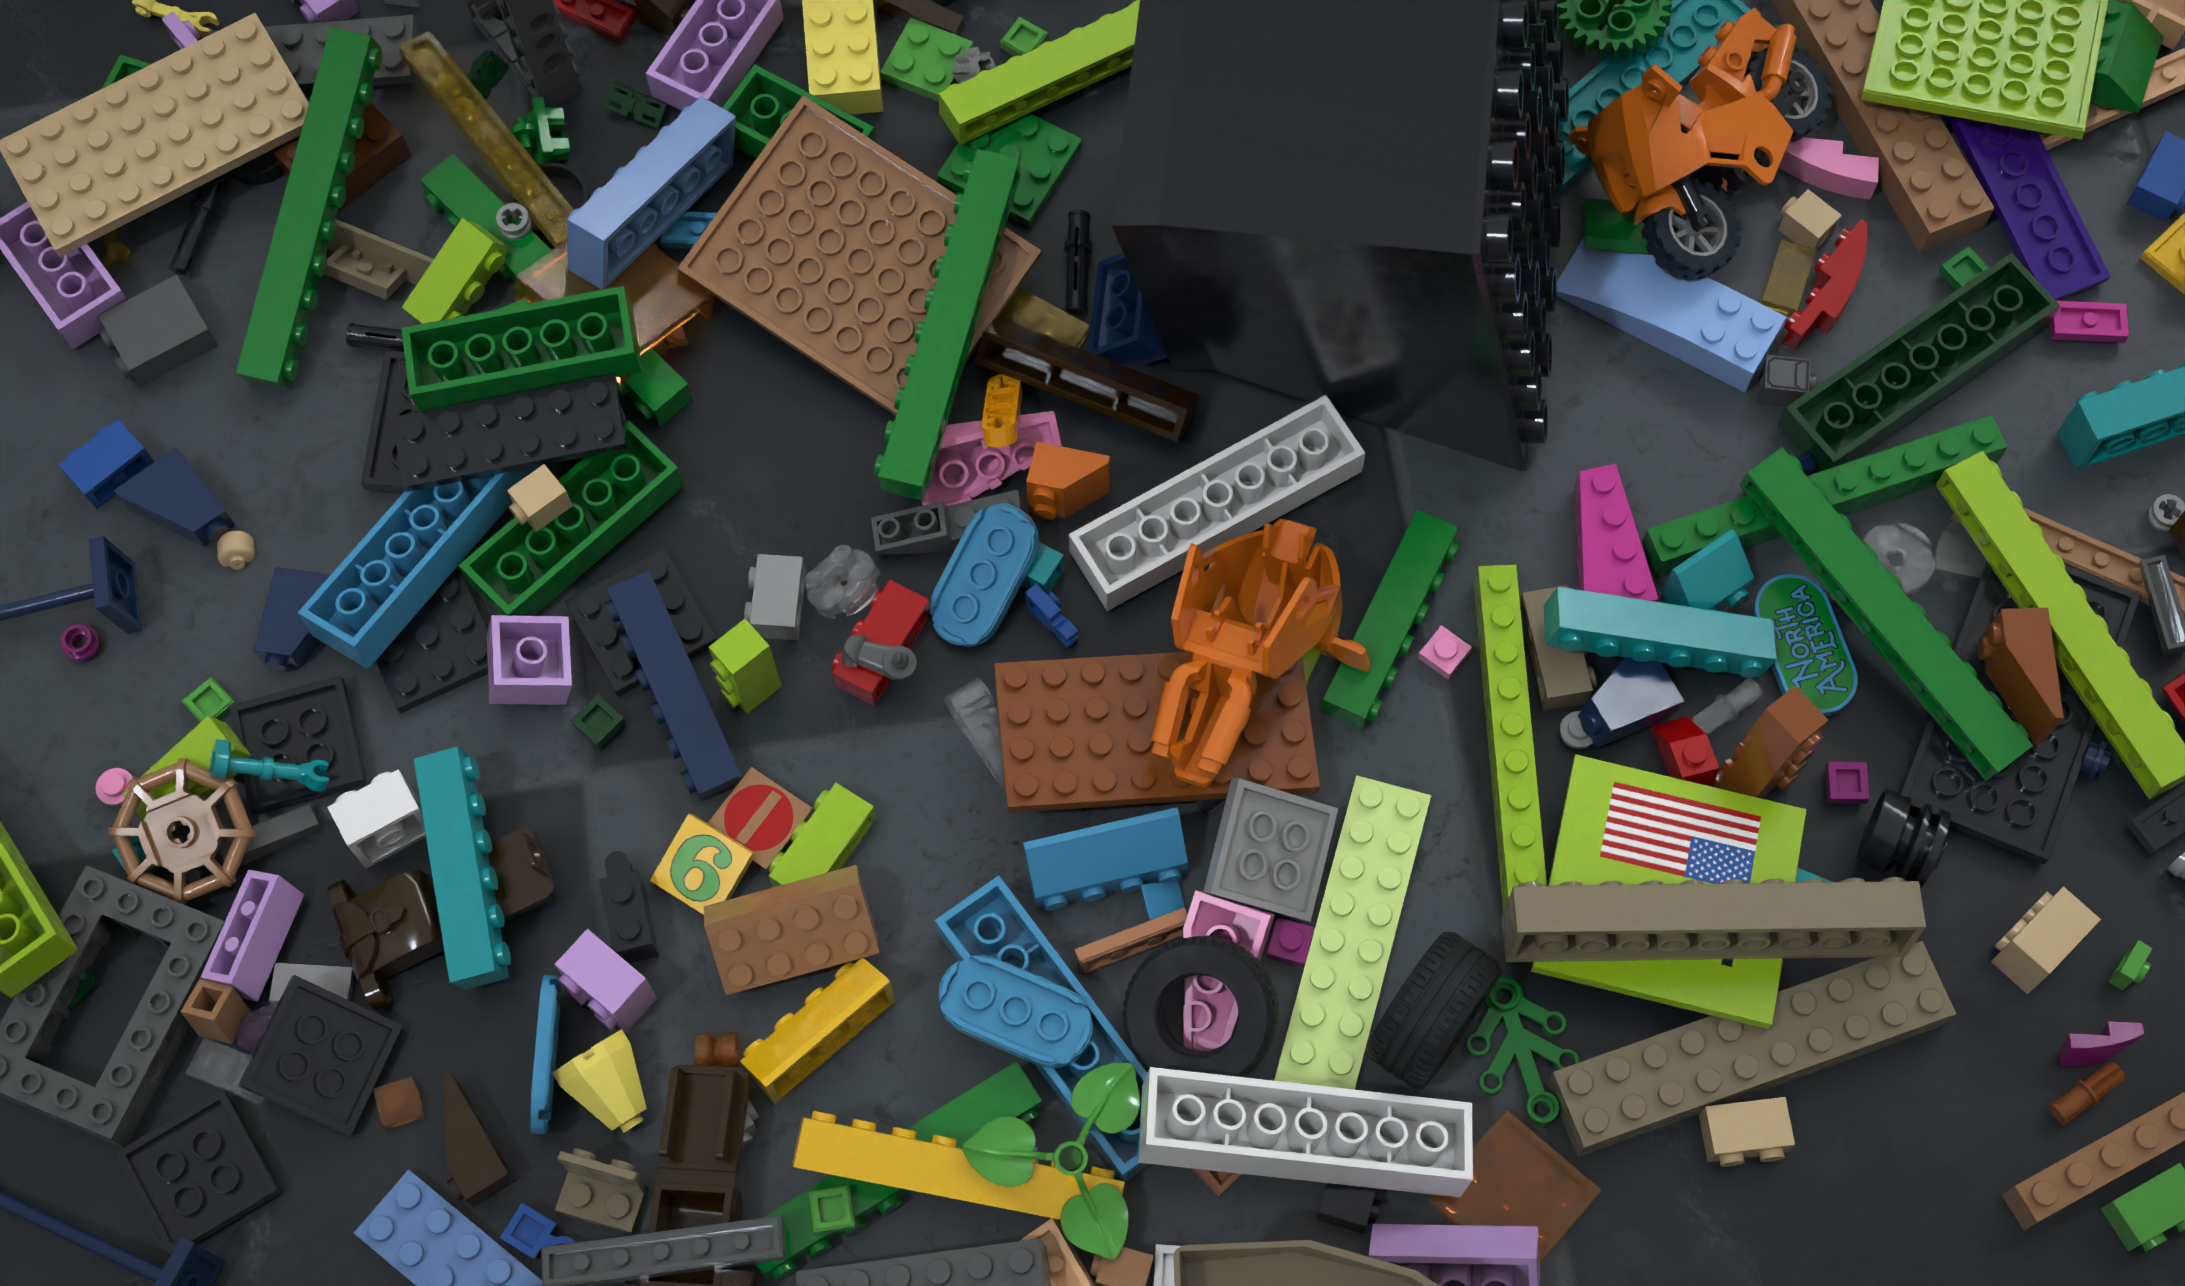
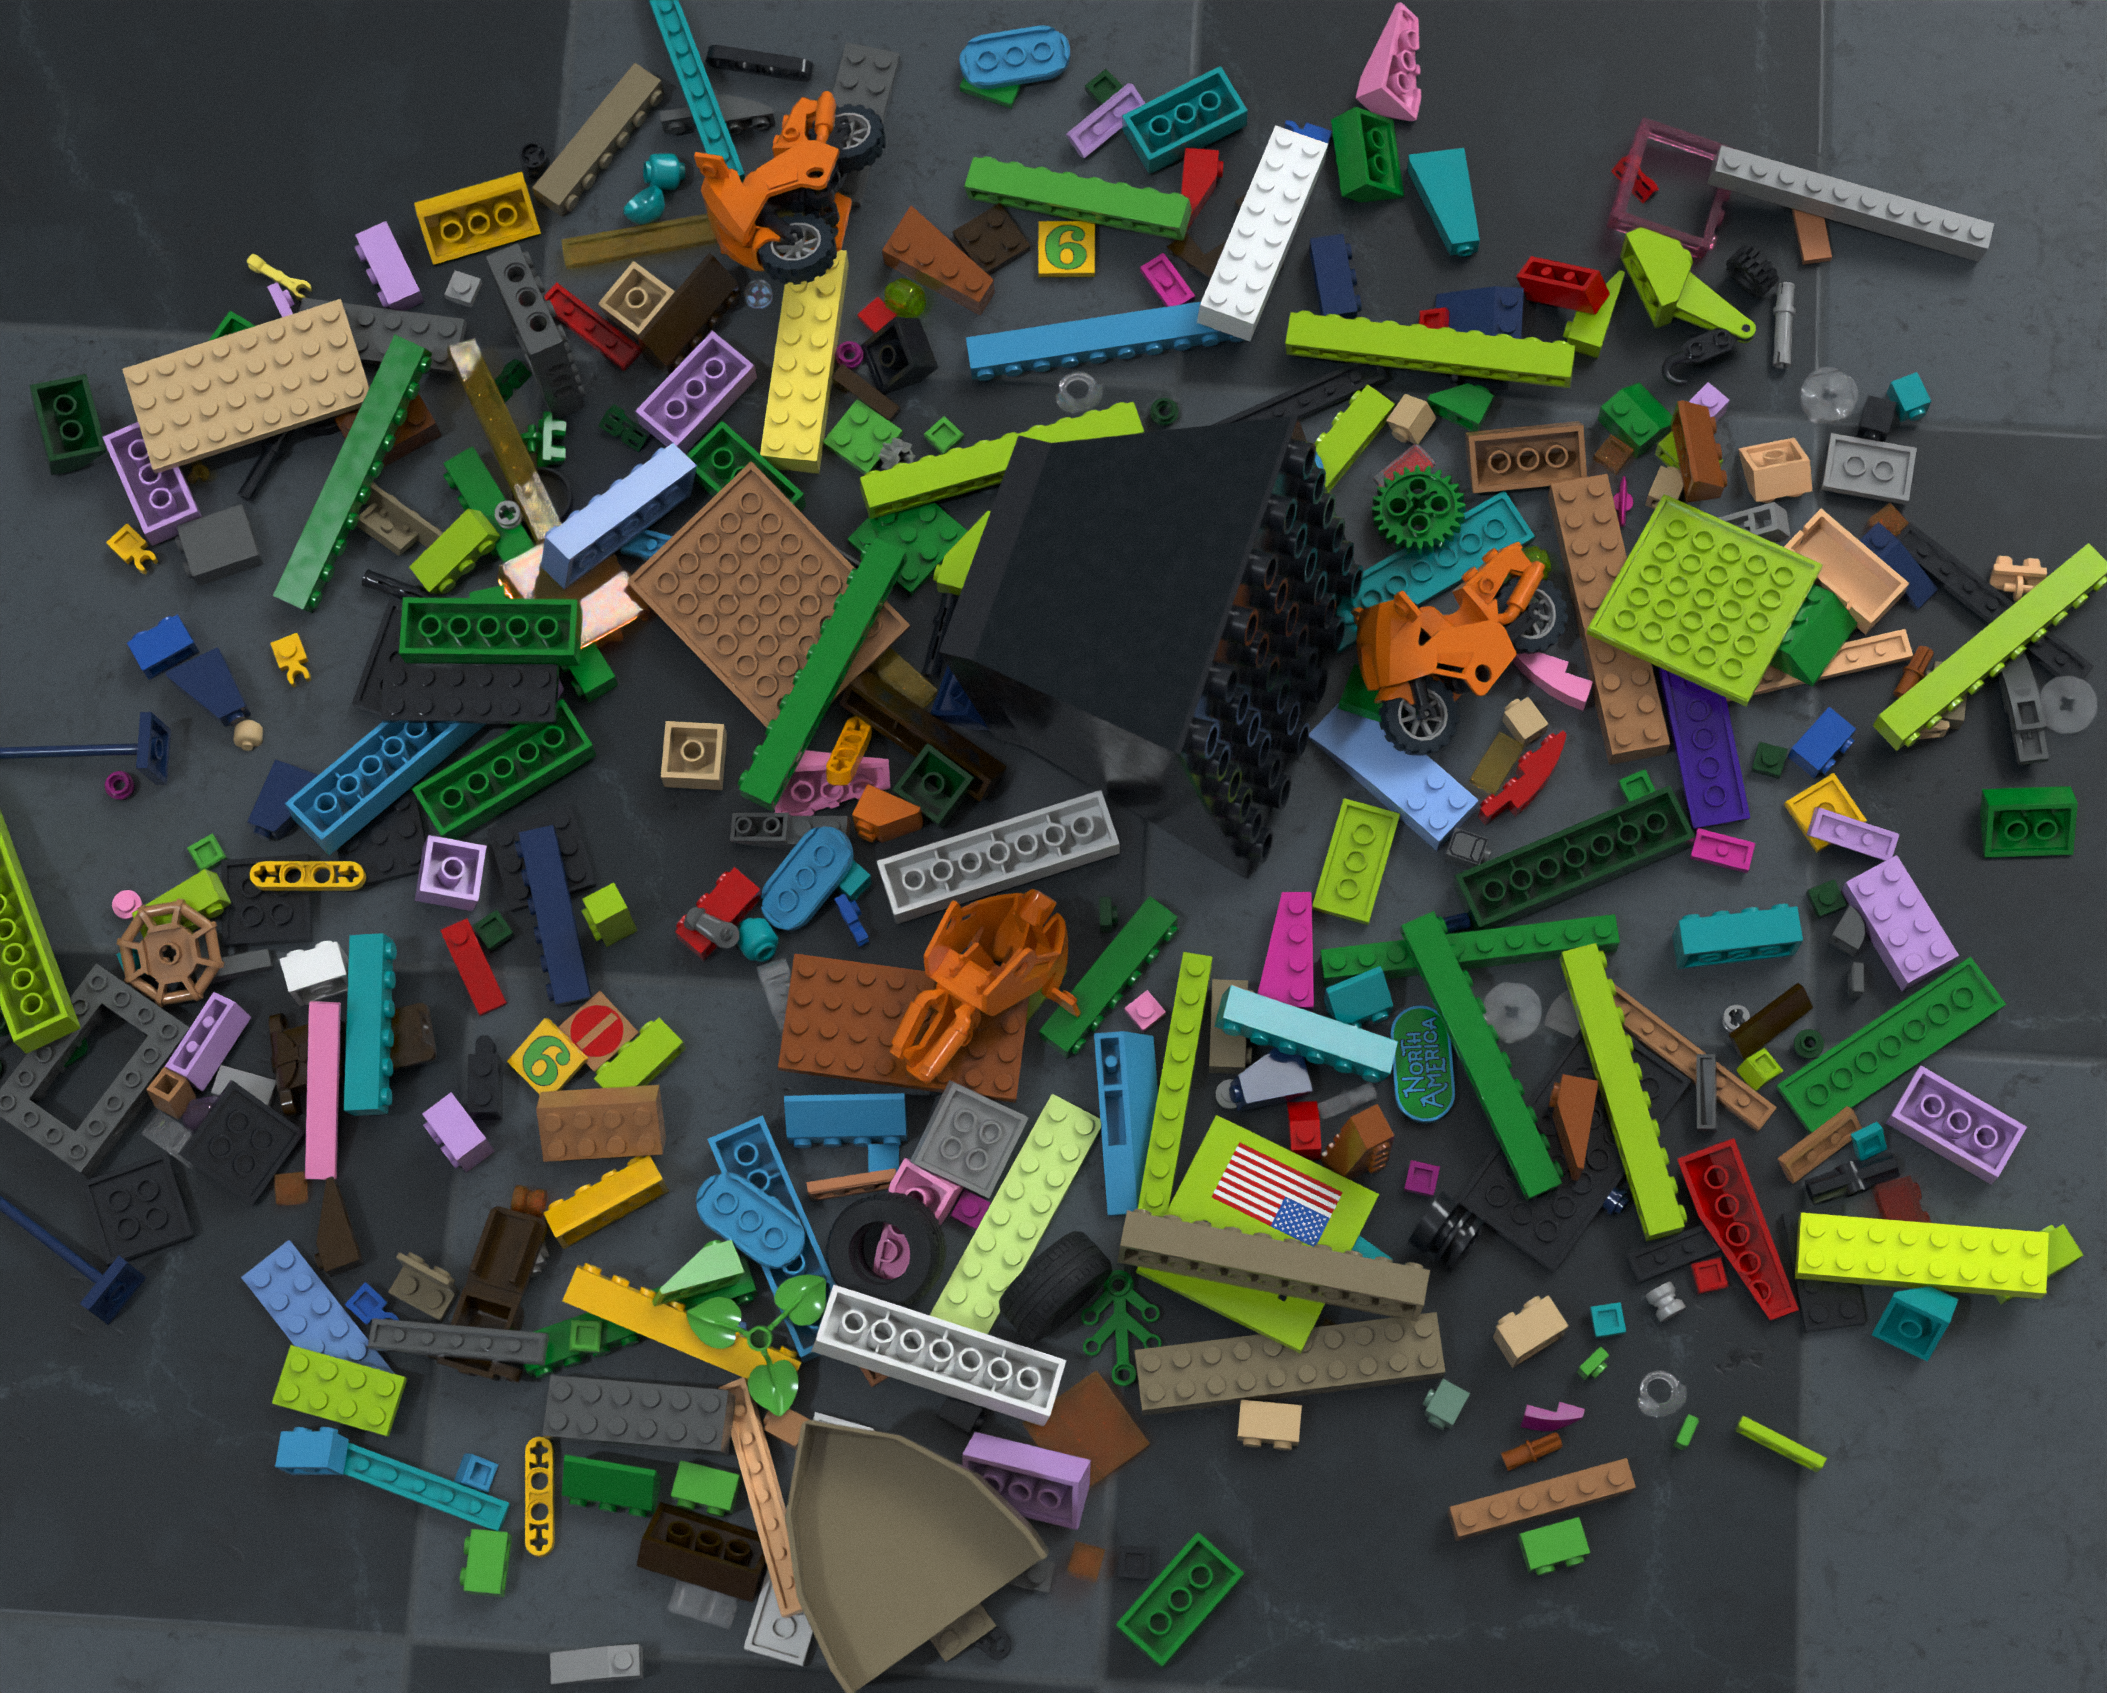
camera: 15 degrees right, 5 degrees up
(46, 354) = (131, 547): none -> yellow plate
(273, 446) = (290, 655): none -> yellow plate
(307, 773) = (209, 909): teal piece -> none
(345, 707) = (307, 880): none -> yellow beam
(416, 963) = (322, 1090): none -> bright pink tile
(538, 498) = (481, 750): tan brick -> none
(545, 1055) = (403, 1178): dark azure tile -> none
(582, 771) = (473, 966): none -> red slope
(606, 1082) = (443, 1207): light yellow cone -> none
(776, 596) = (647, 860): light grey brick -> none
(807, 458) = (694, 755): none -> tan brick
(842, 564) = (688, 852): clear plate -> none
(938, 664) = (757, 939): none -> teal head
(978, 1086) = (708, 1270): none -> slope
(1085, 170) = (957, 562): none -> lime slope
(1119, 428) = (934, 785): none -> dark green slope
(1367, 544) = (1108, 914): none -> dark green plate
(1457, 780) = (1126, 1113): none -> dark azure wedge
(1654, 421) = (1355, 861): none -> lime plate
(1962, 1057) = (1445, 1404): none -> sand green brick
(2108, 210) = (1769, 760): none -> dark green plate
(2130, 907) = (1607, 1320): none -> teal plate

